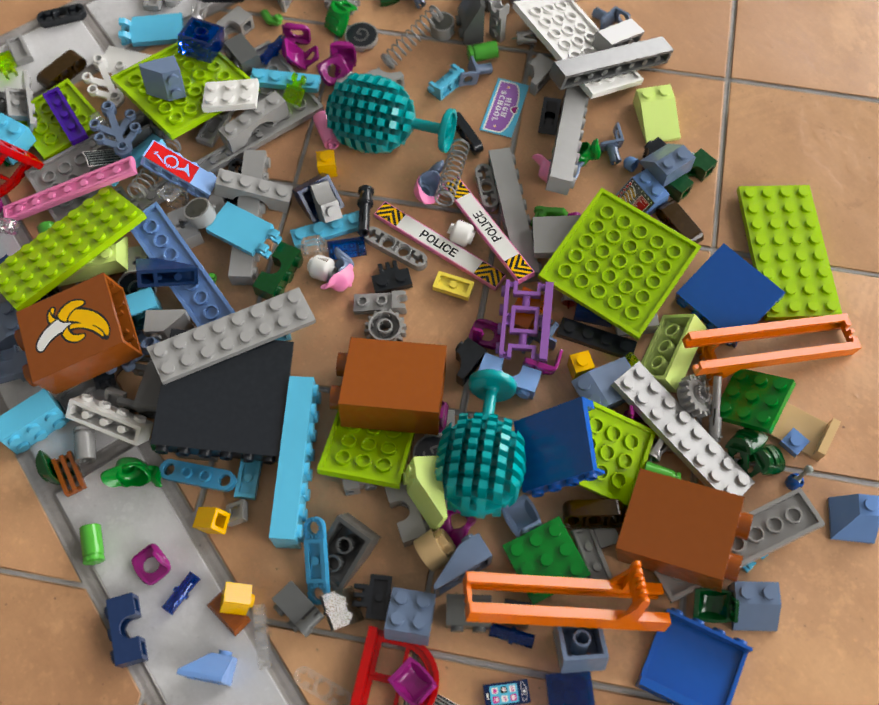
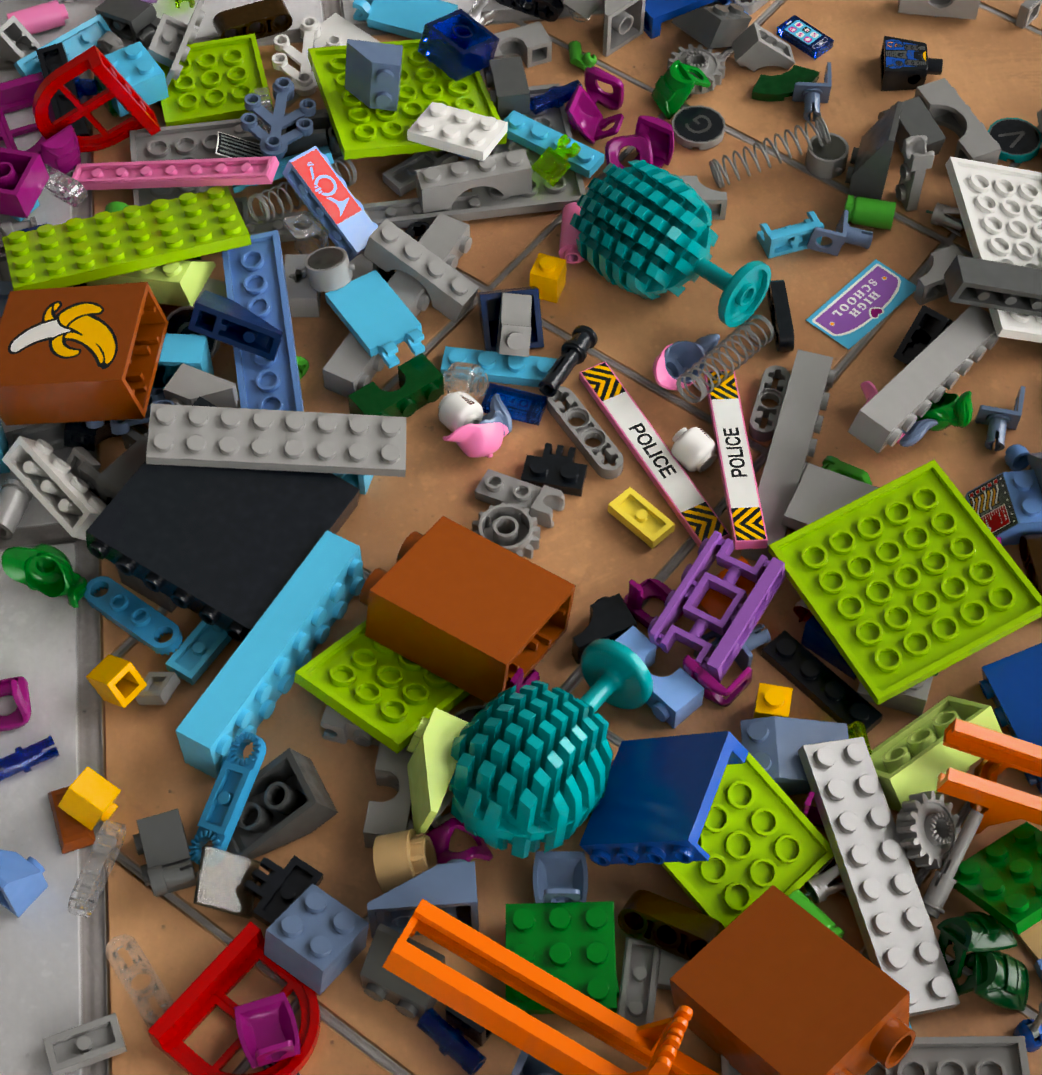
camera: 25 degrees right, 10 degrees down
(65, 116) = (222, 79): dark purple plate -> none

